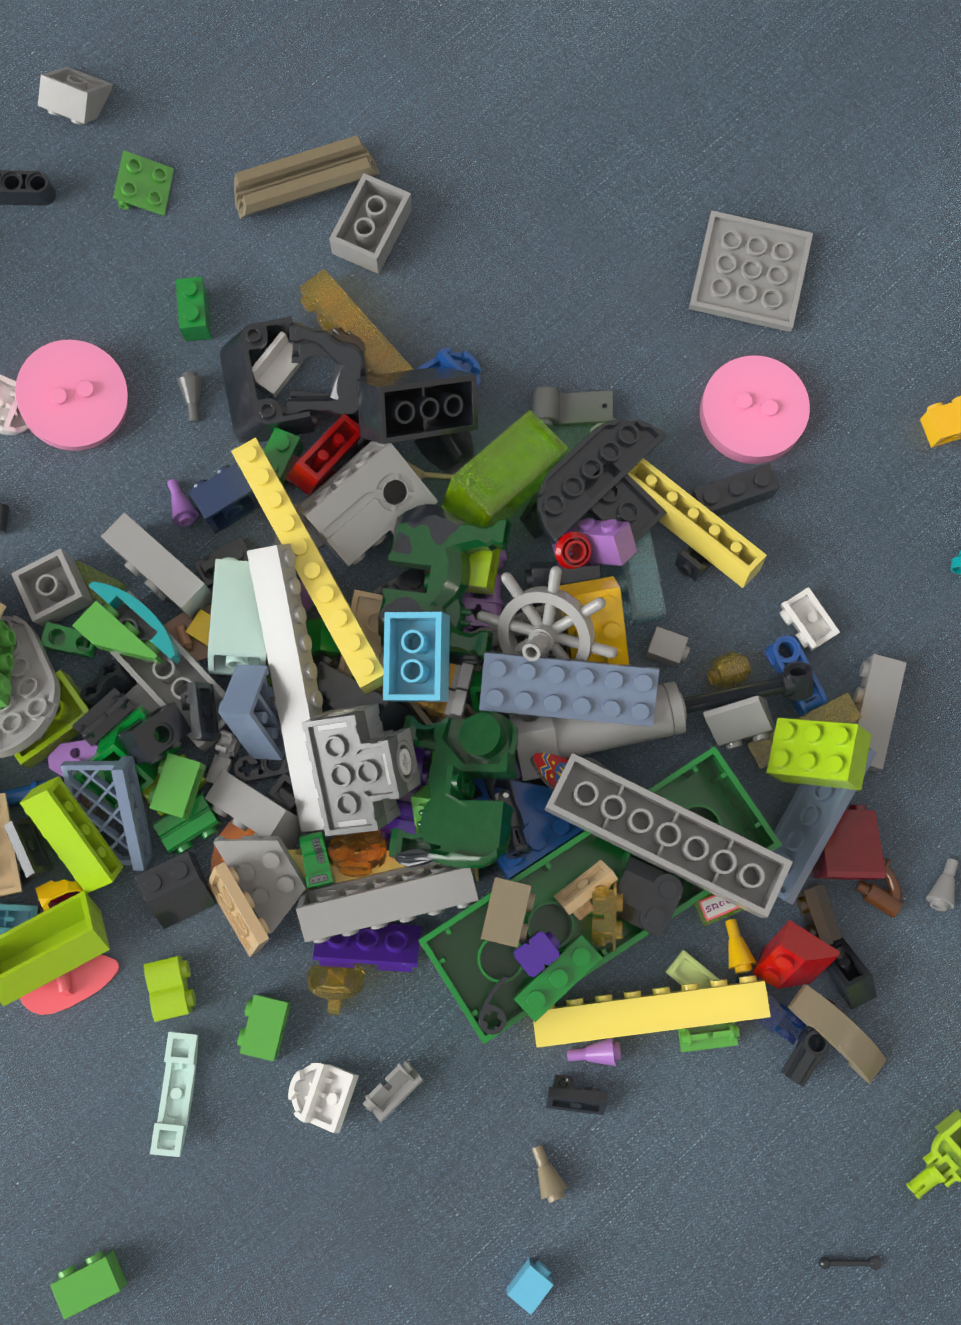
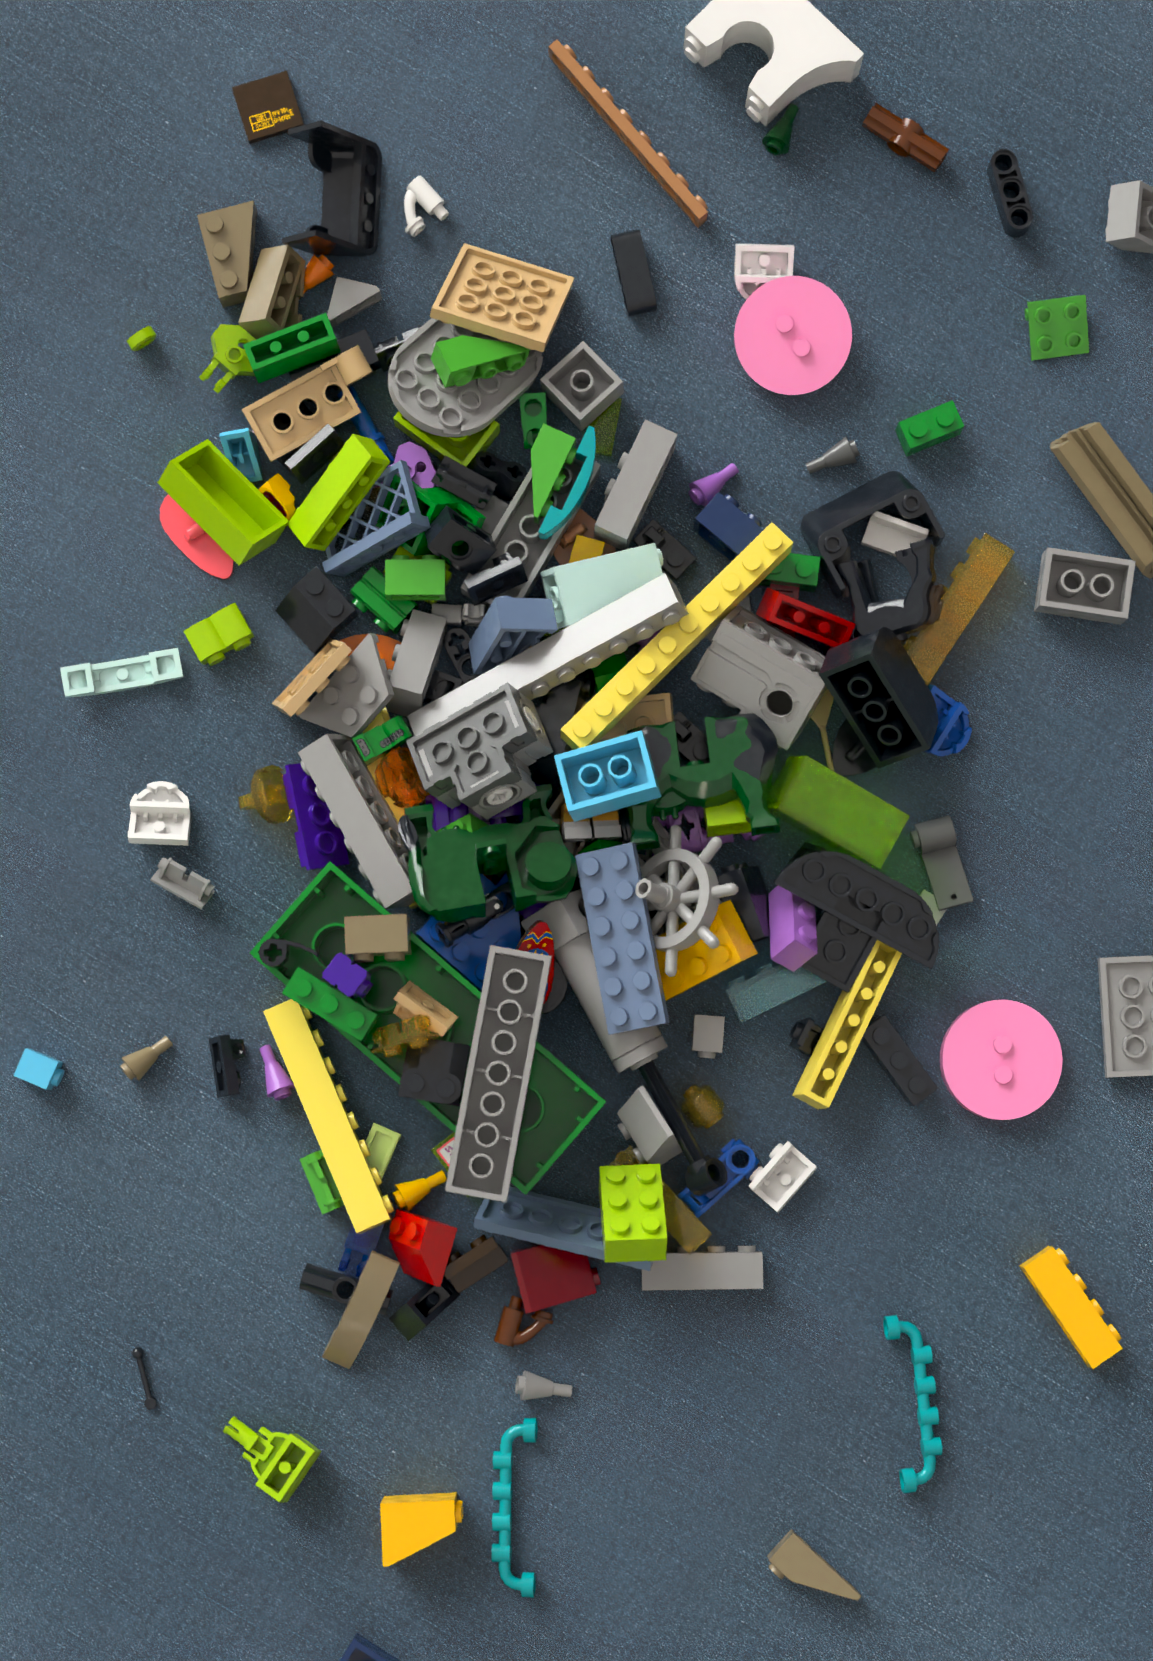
camera: 75 degrees right, 5 degrees up
(264, 1026) = (208, 739): bright green brick -> none
(573, 550) = (771, 904): red cone -> none

